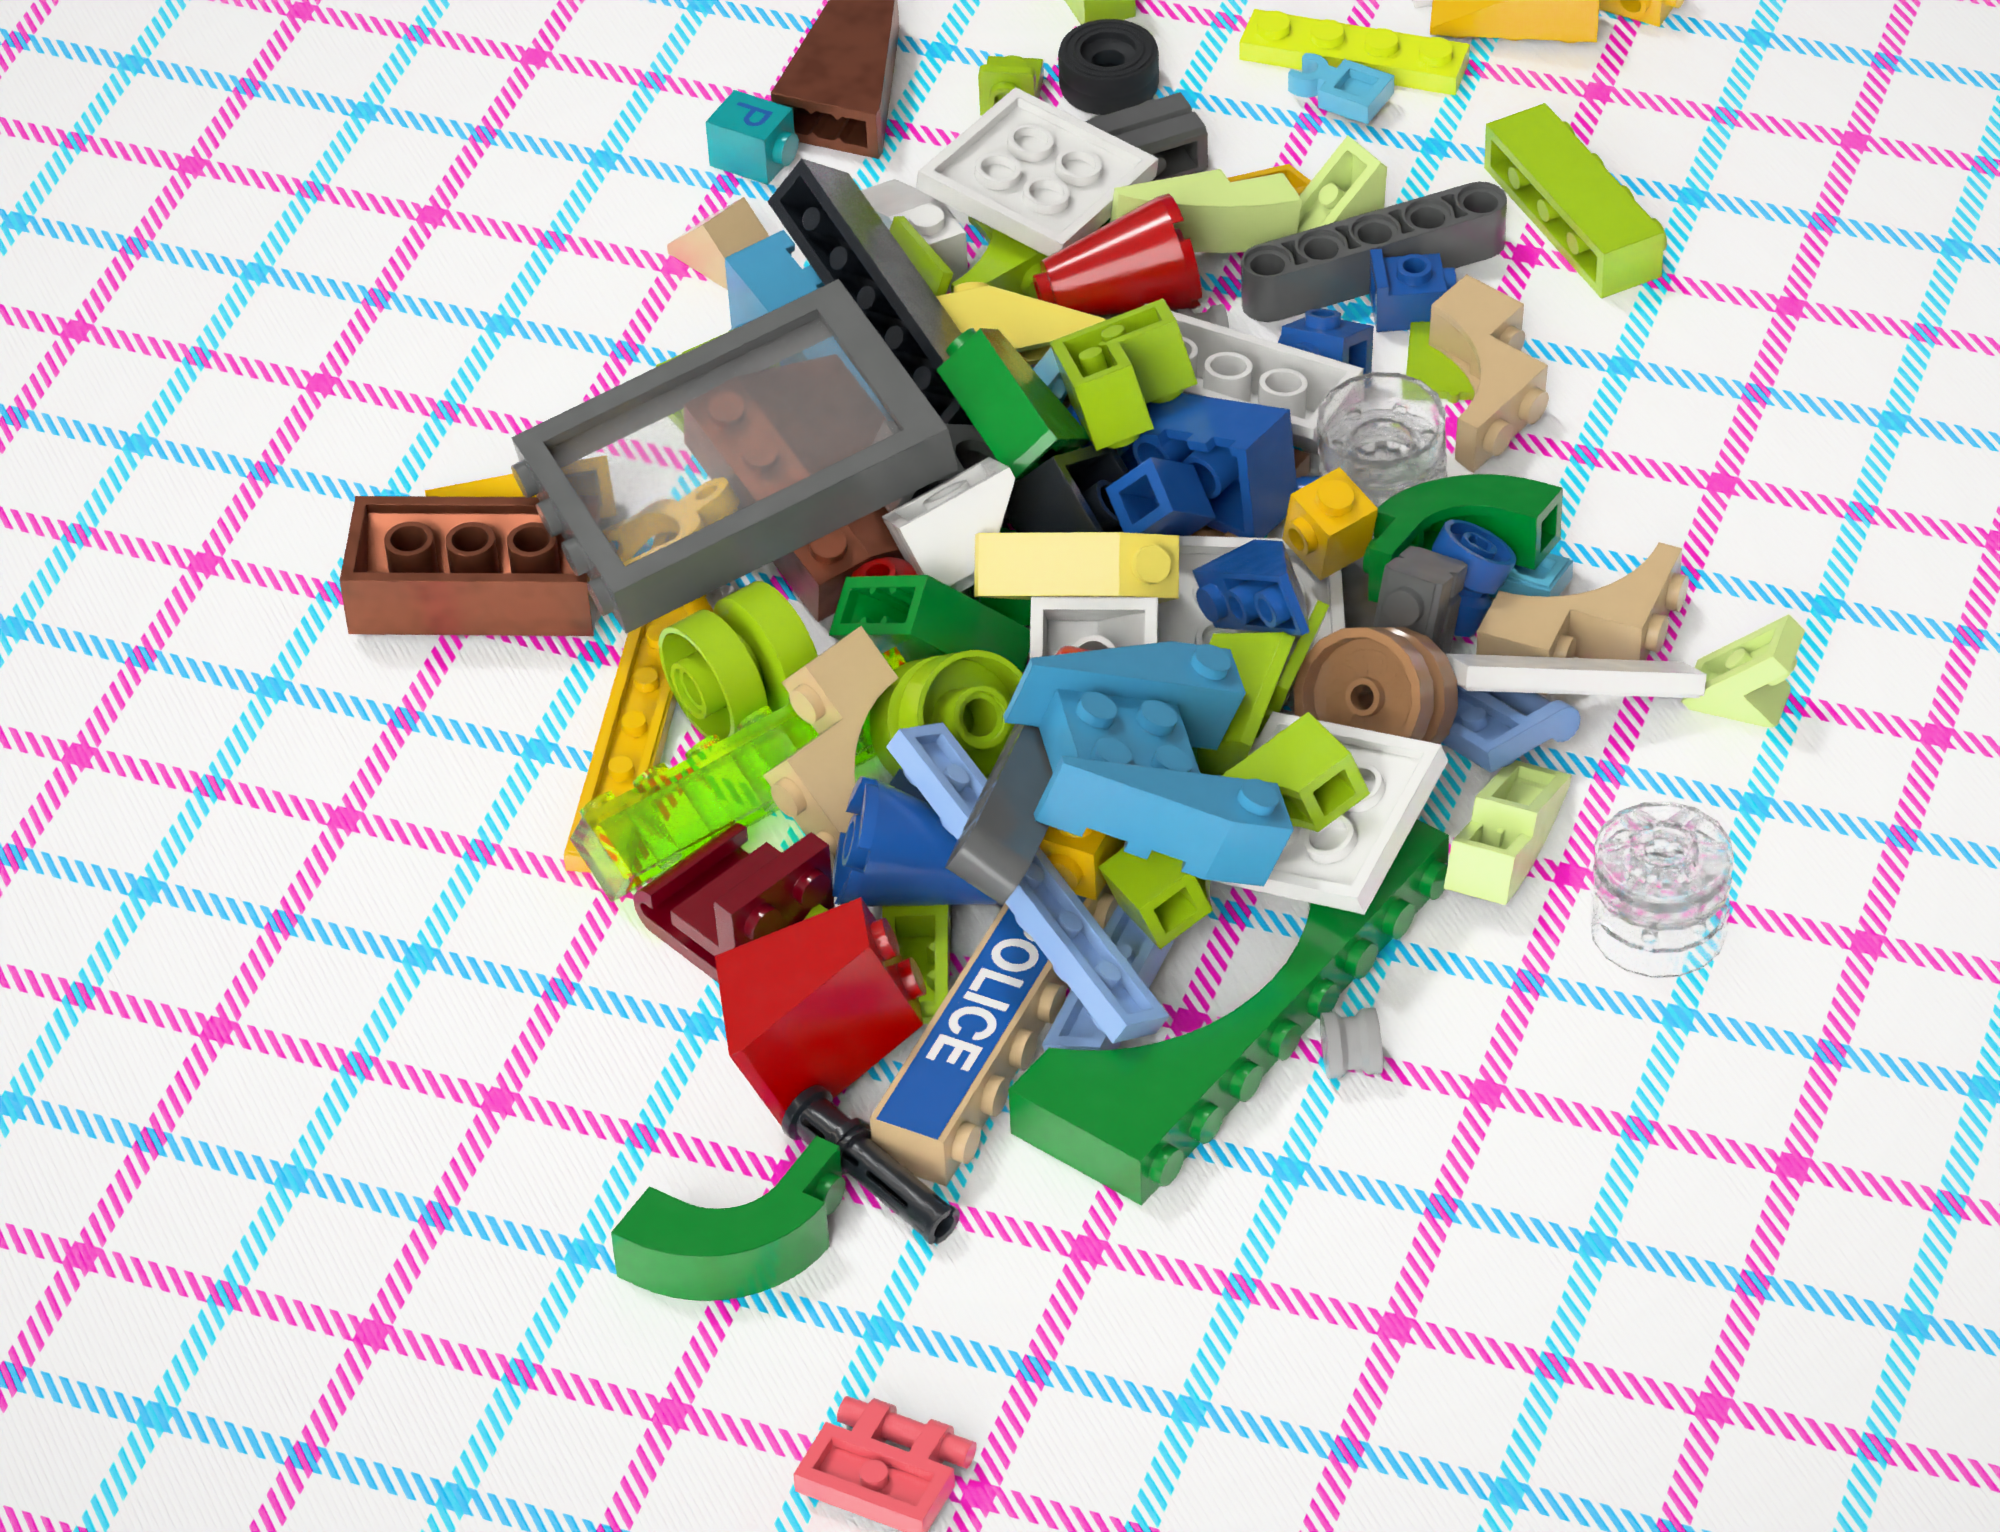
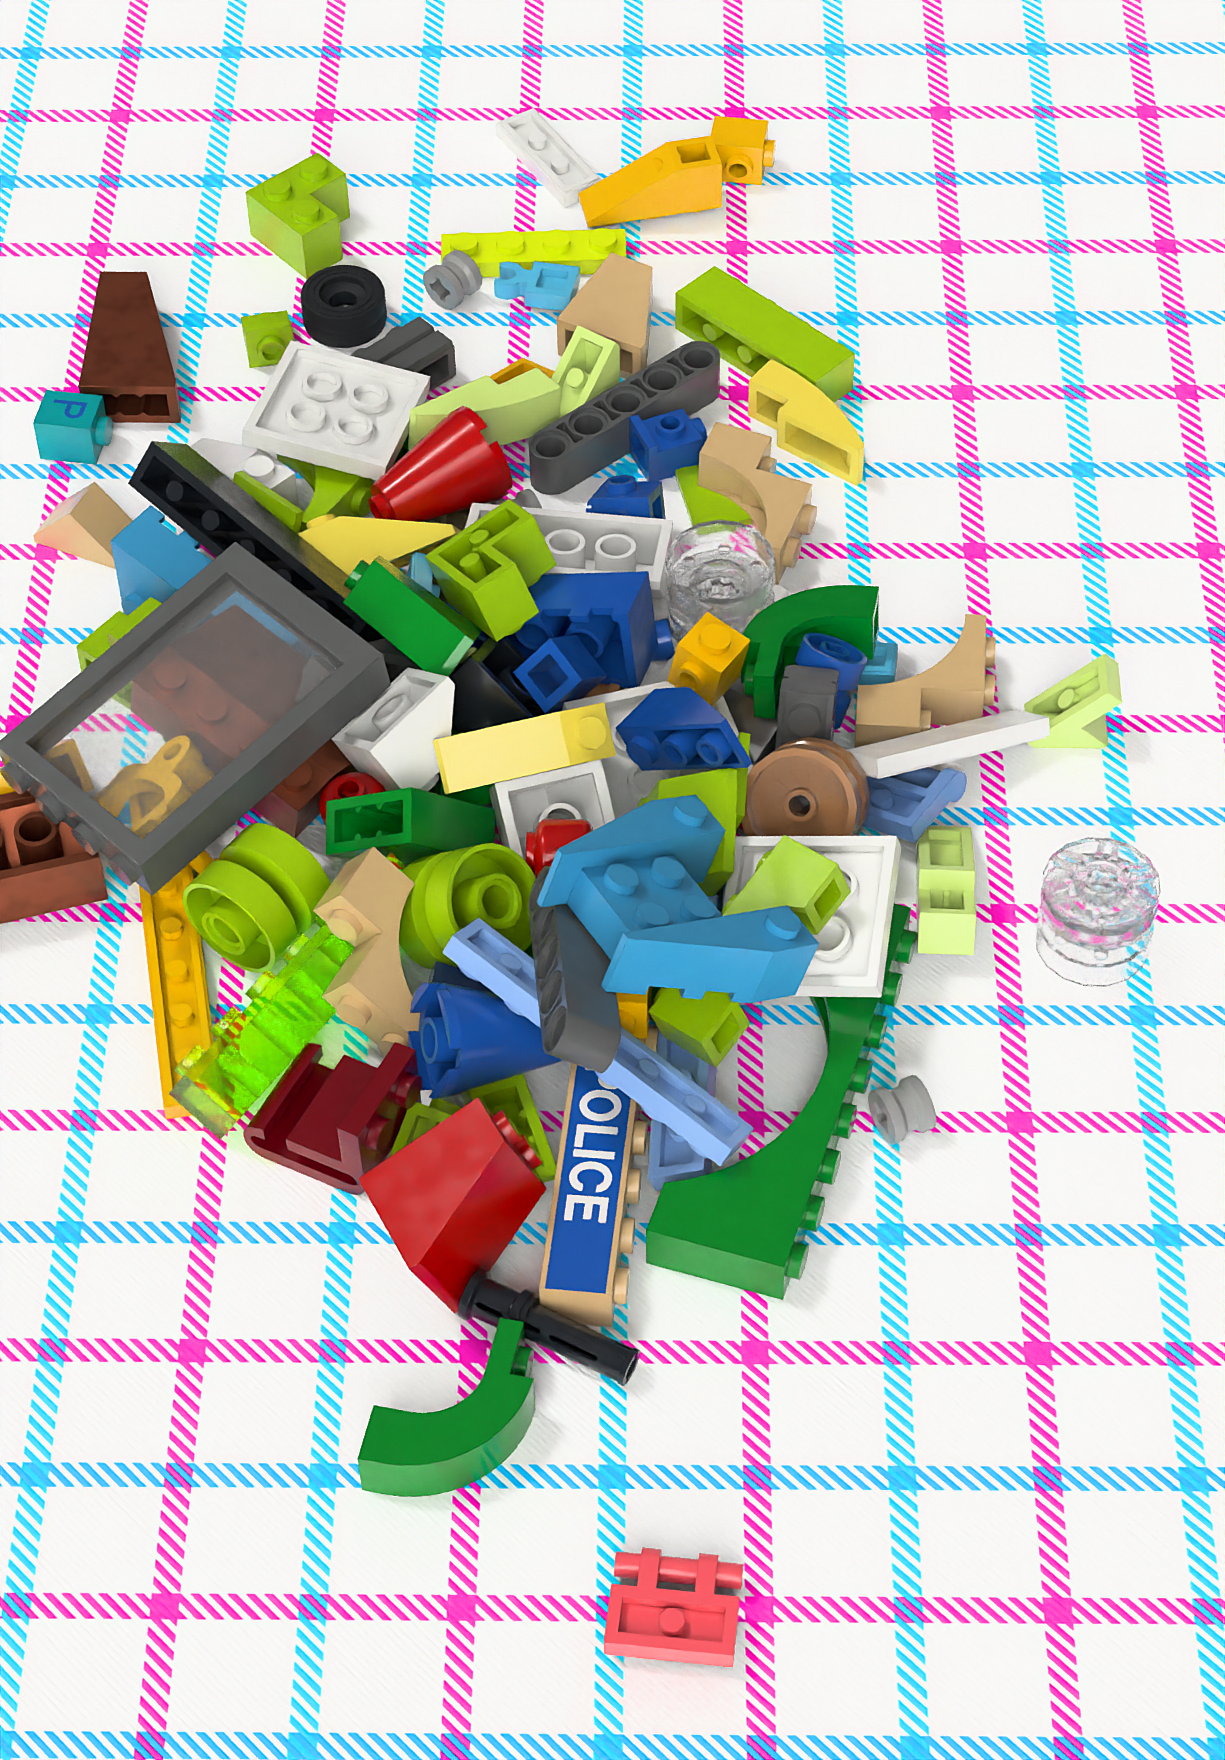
camera: 20 degrees left, 5 degrees up
(1243, 61) = (452, 280): none -> light grey wheel
(1414, 132) = (615, 306): none -> tan slope
(1579, 297) = (806, 421): none -> light yellow slope

